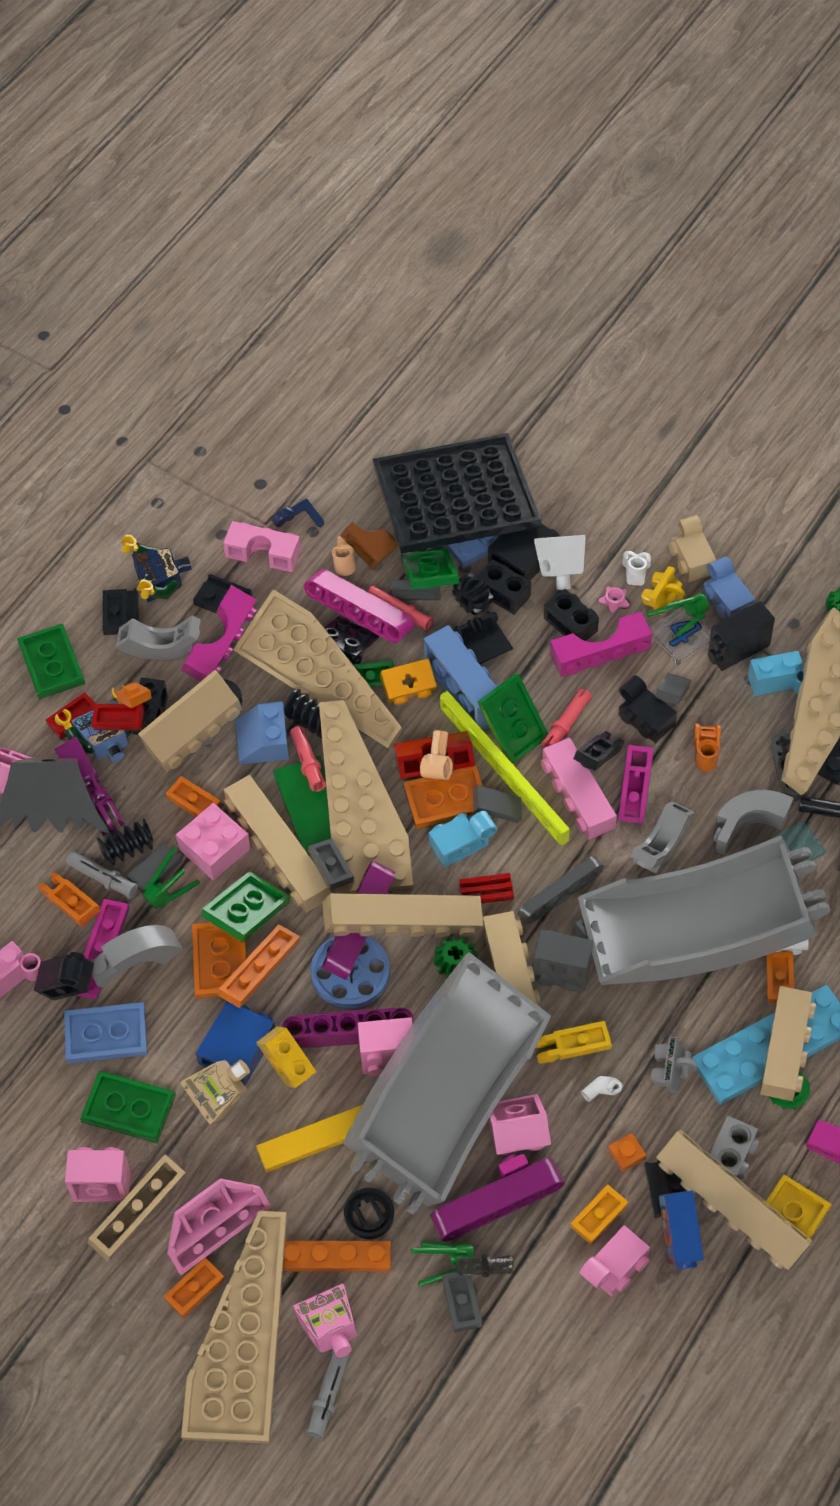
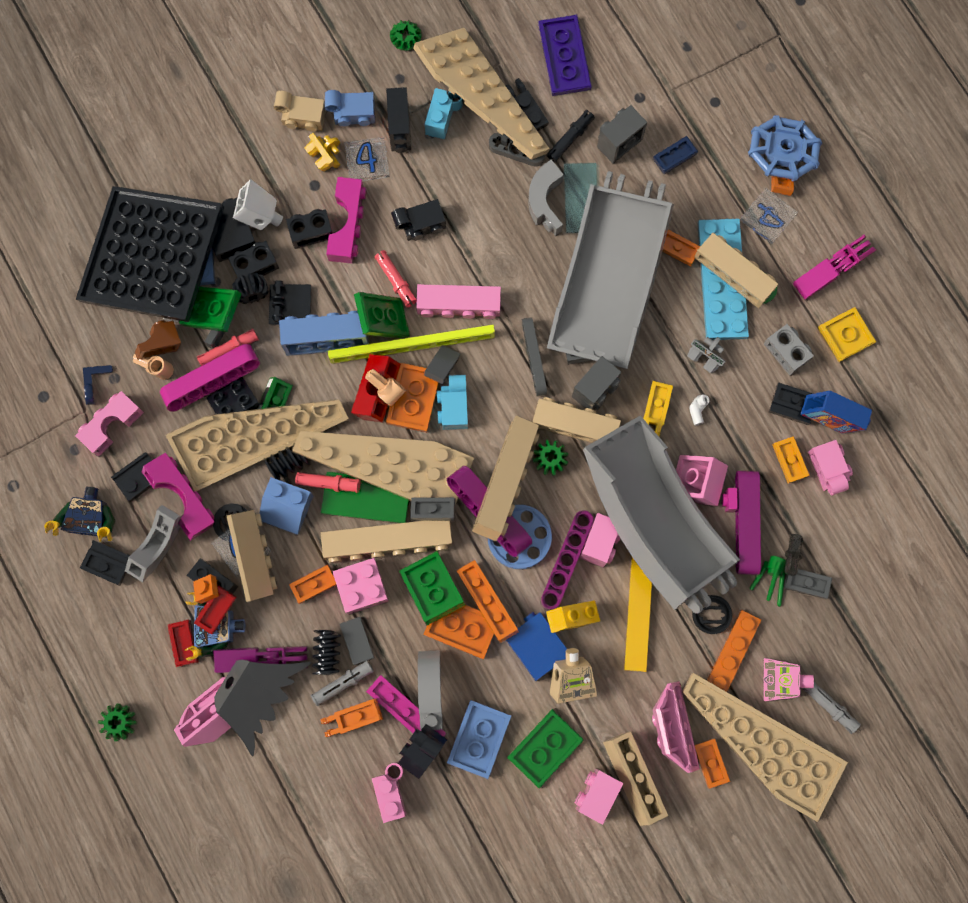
camera: 65 degrees left, 20 degrees up
(51, 661) = (120, 638): green tile -> none
(157, 893) = (383, 648): green plant -> none
(417, 672) = (293, 382): light orange brick -> none
(487, 884) = (509, 391): red tile -> none
(598, 751) = (441, 270): black hinge -> none
(617, 593) = (307, 184): bright pink plate -> none
(627, 1152) = (753, 417): orange plate -> none
(635, 784) = (475, 258): dark pink slope -> none
(636, 566) = (291, 158): white plate -> none
(664, 838) = (532, 265): light grey arch -> none
(673, 688) = (414, 190): dark grey tile -> none
(693, 606) = (352, 138): green plant -> none
(706, 743) = (468, 191): orange piece -> none
(734, 1200) = (830, 367): tan brick -> none

